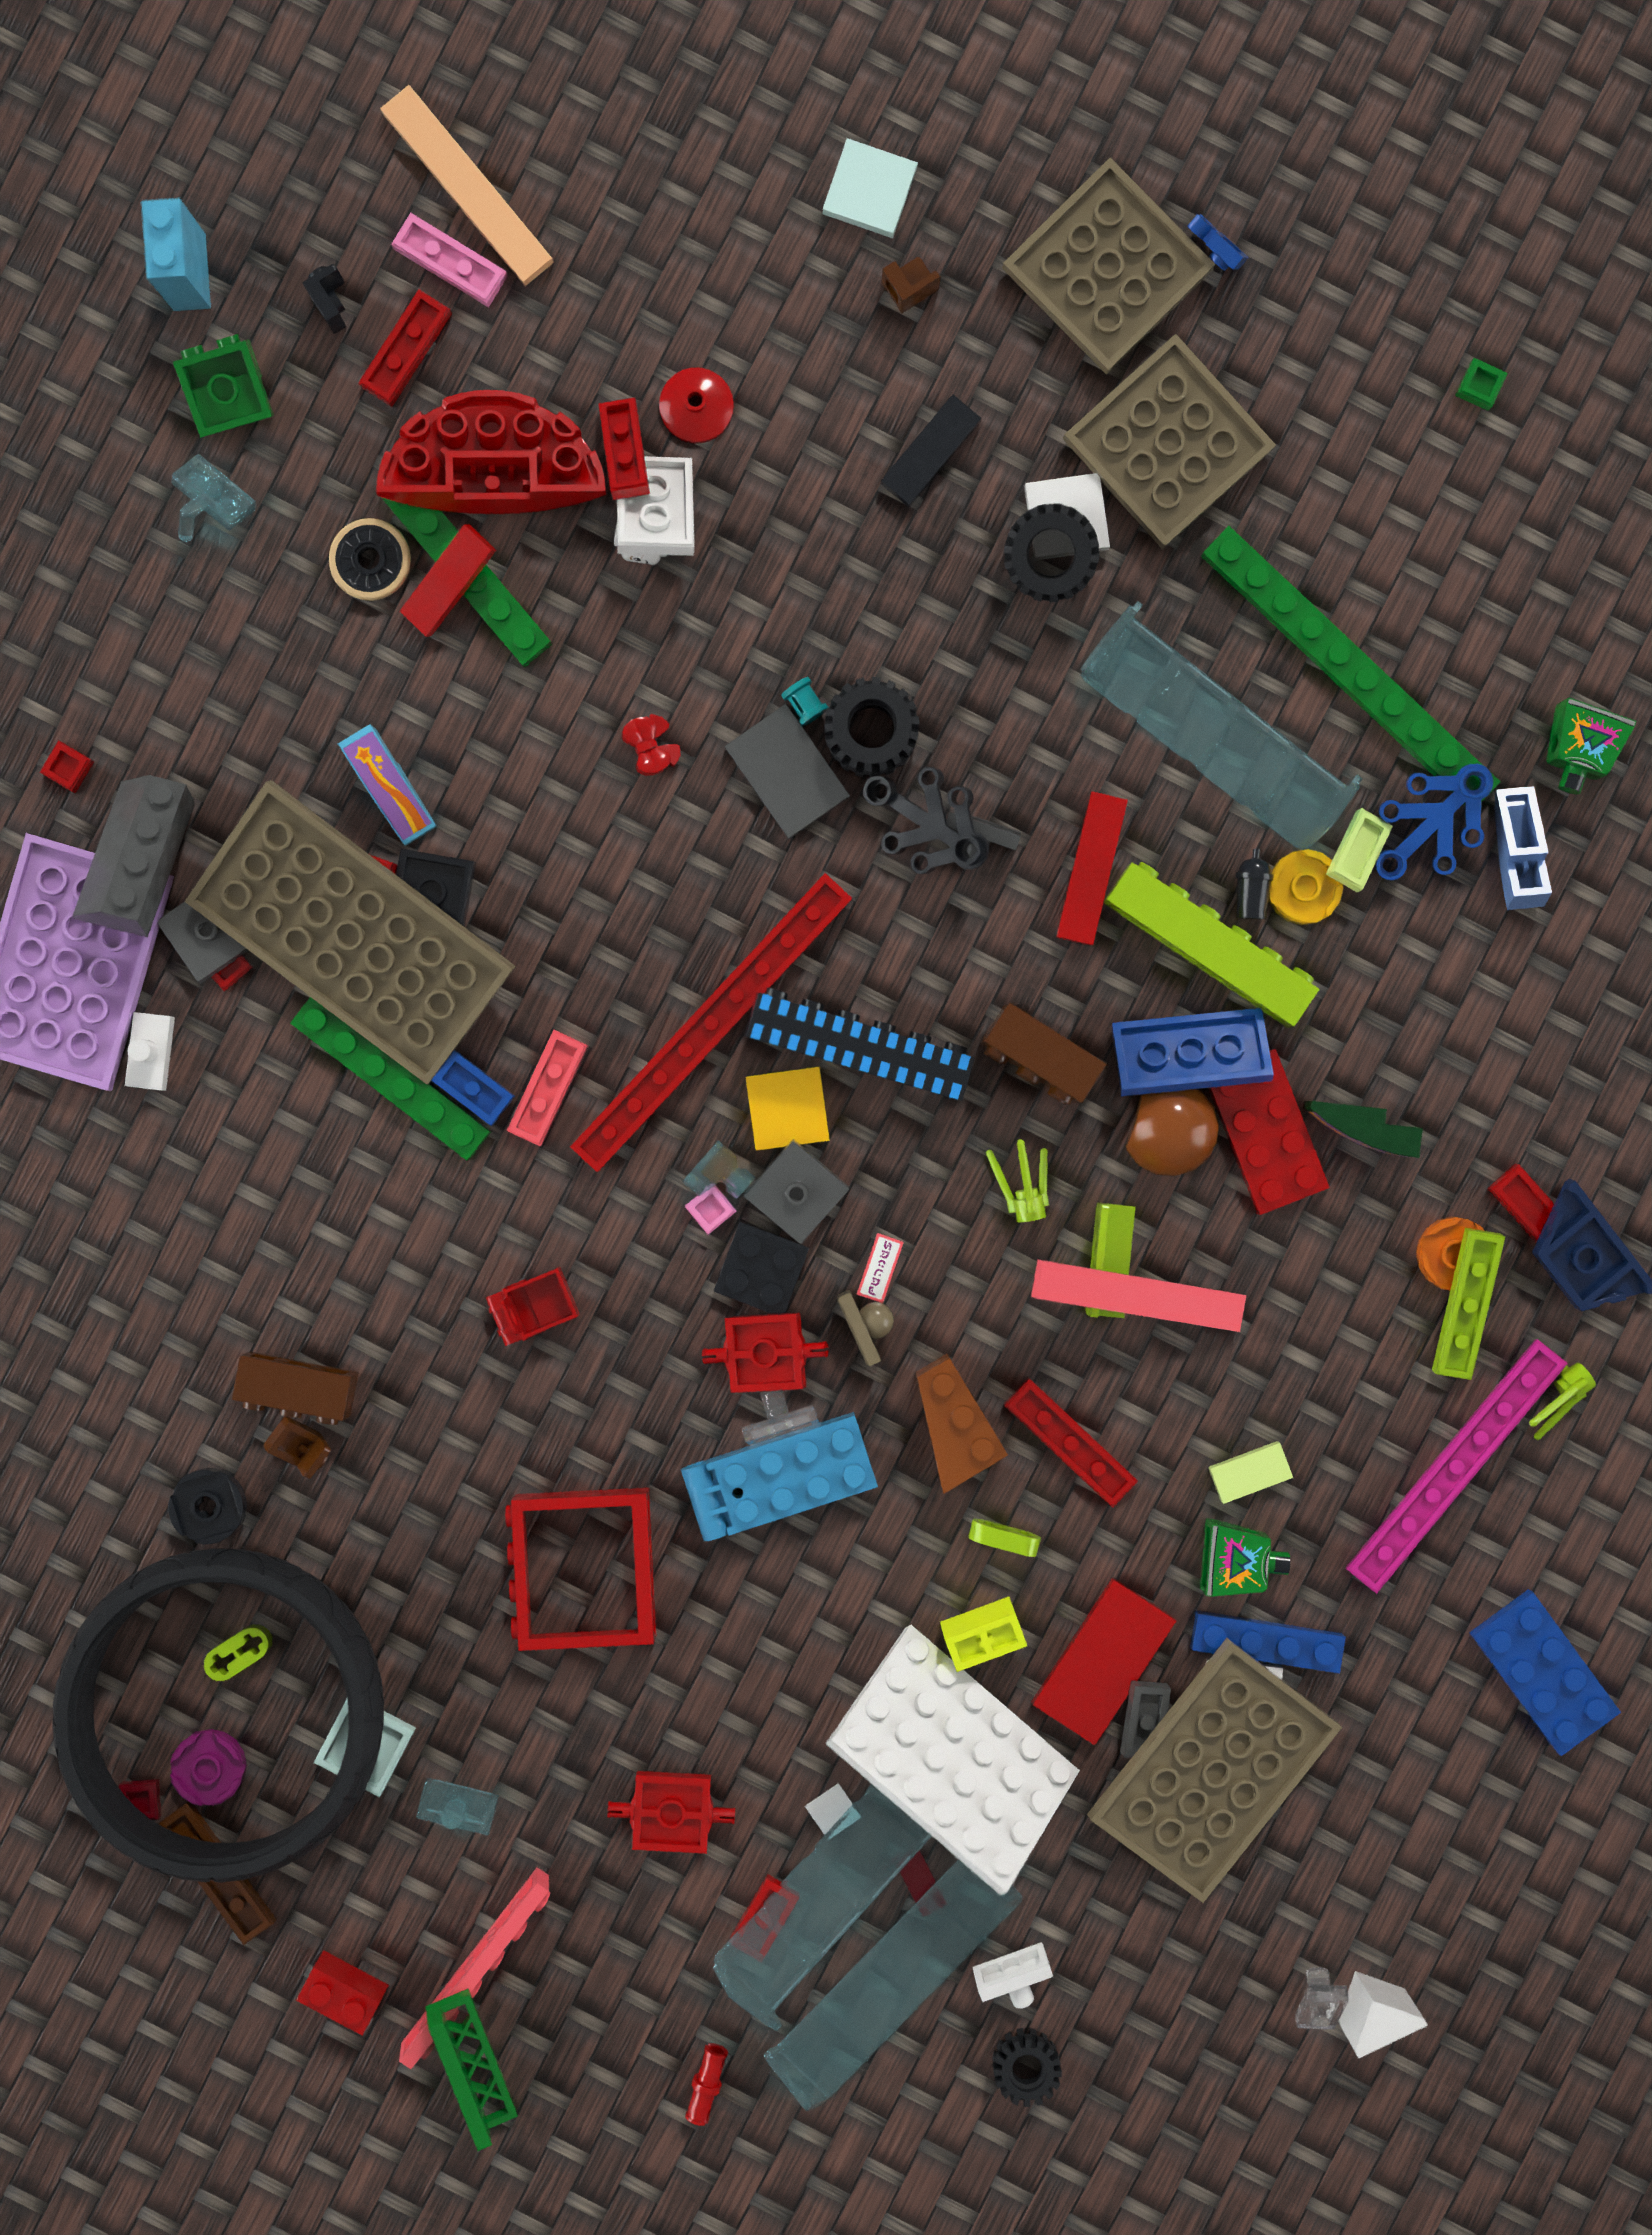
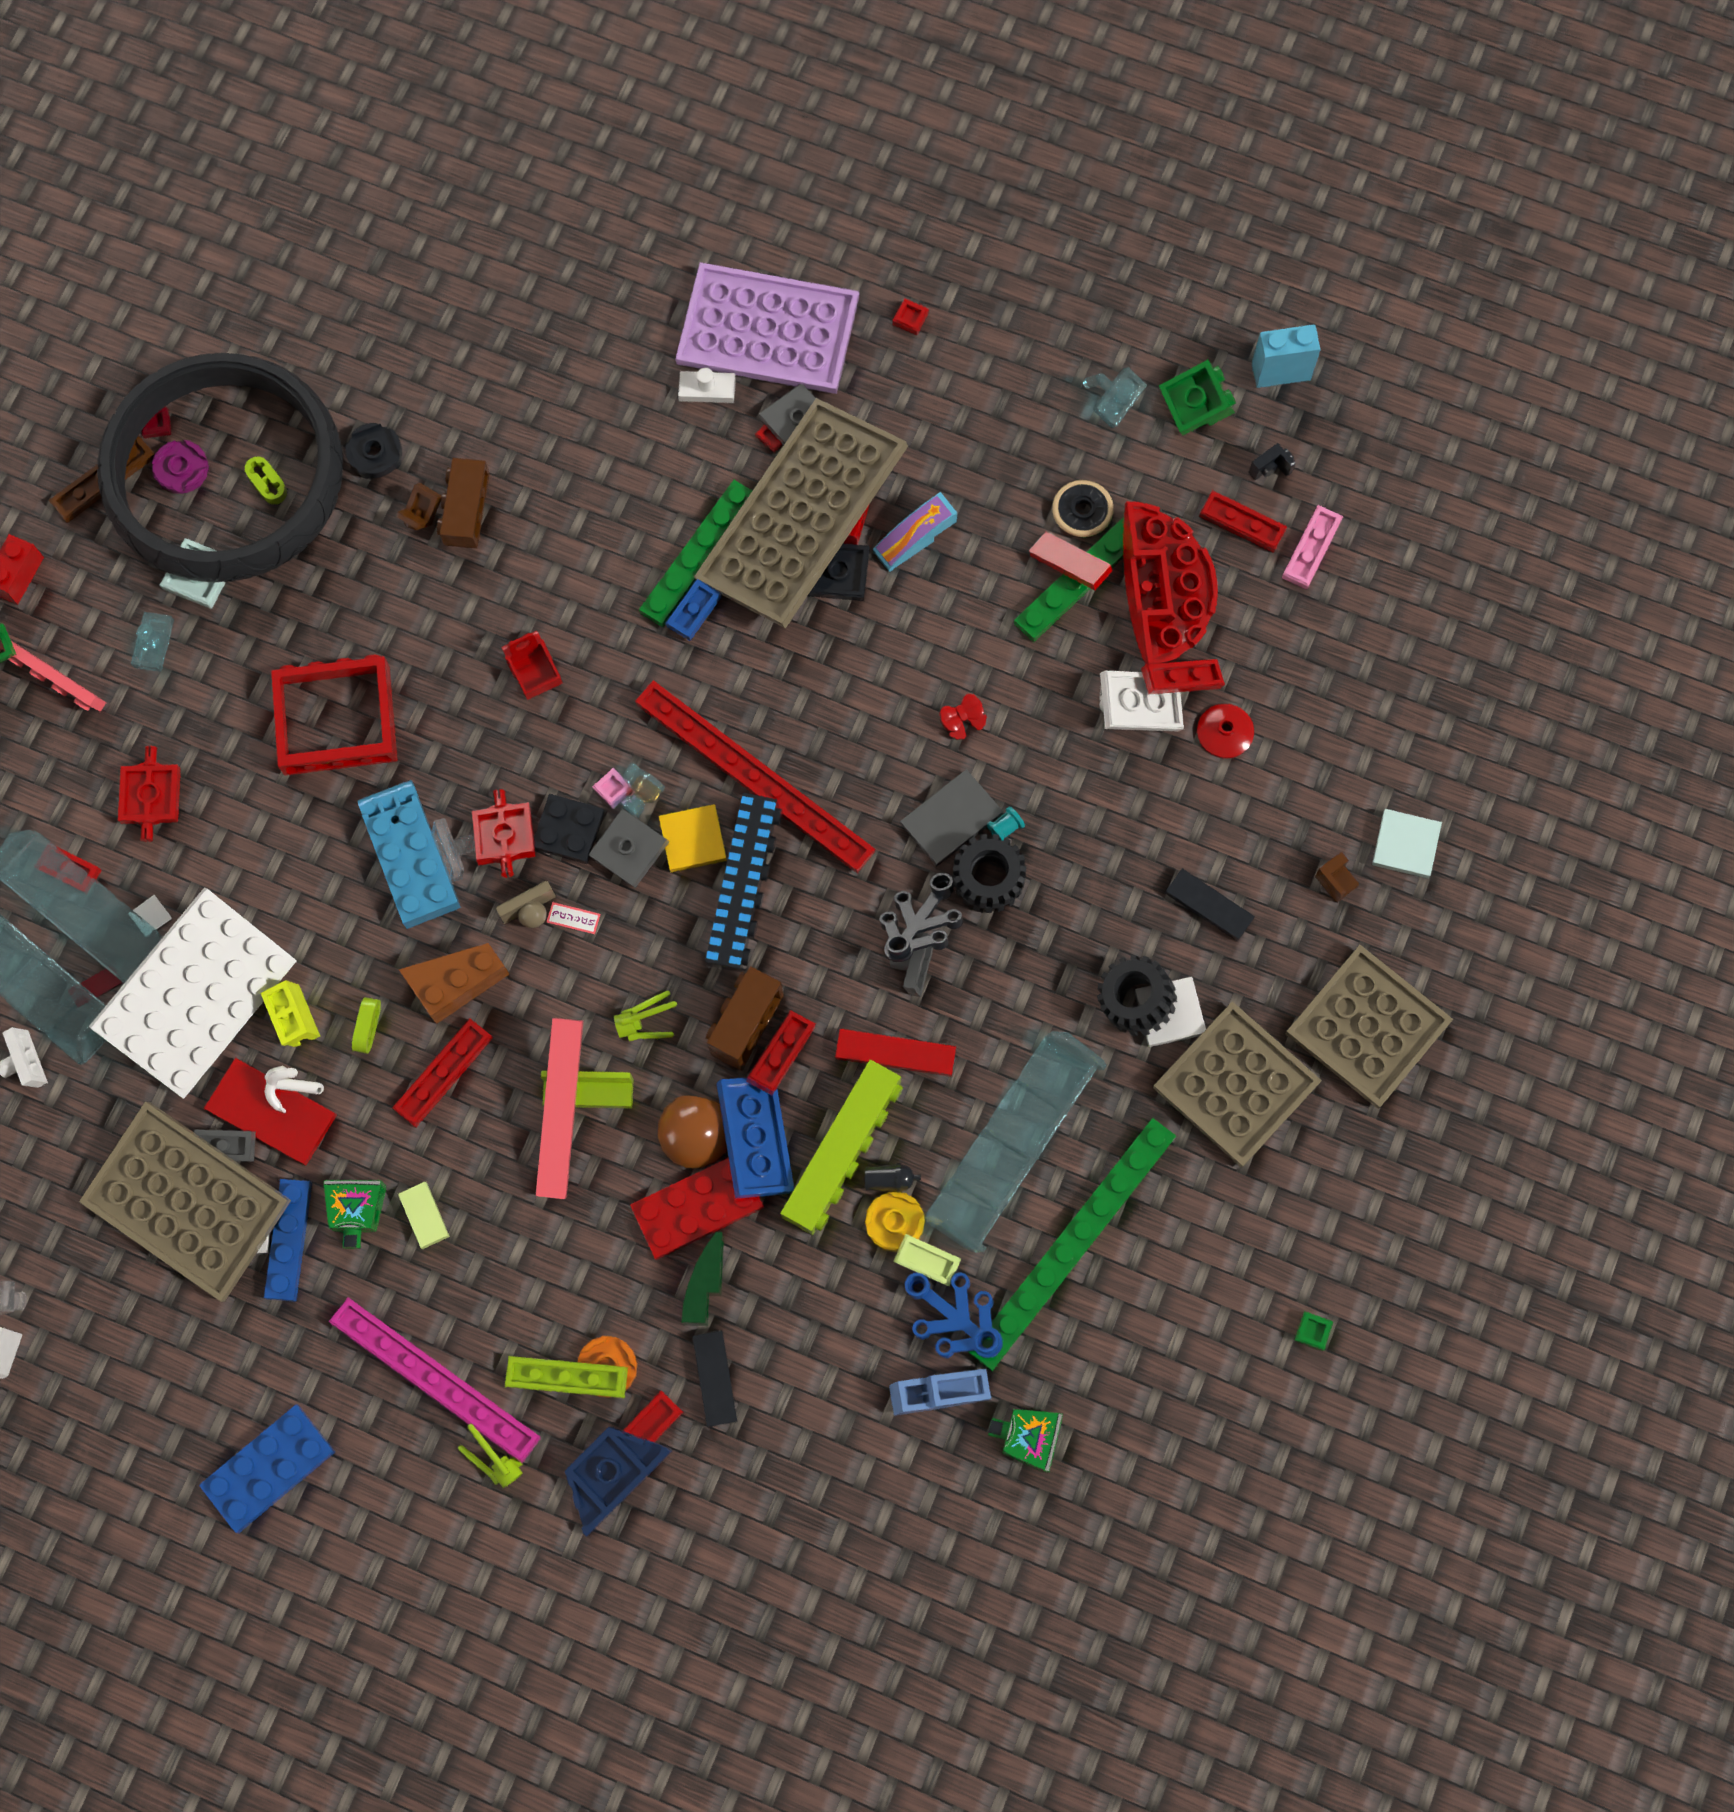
camera: 90 degrees right, 15 degrees down
(135, 855) = (847, 364): dark grey slope -> none
(467, 185) = (1368, 555): light nougat tile -> none
(547, 1088) = (697, 663): coral tile -> none
(1074, 1641) = (278, 1079): none -> white piece
(1084, 1012) = (781, 1052): none -> red tile
(1224, 251) = (1395, 1111): blue plate -> none
(1481, 1122) = (715, 1379): none -> black tile

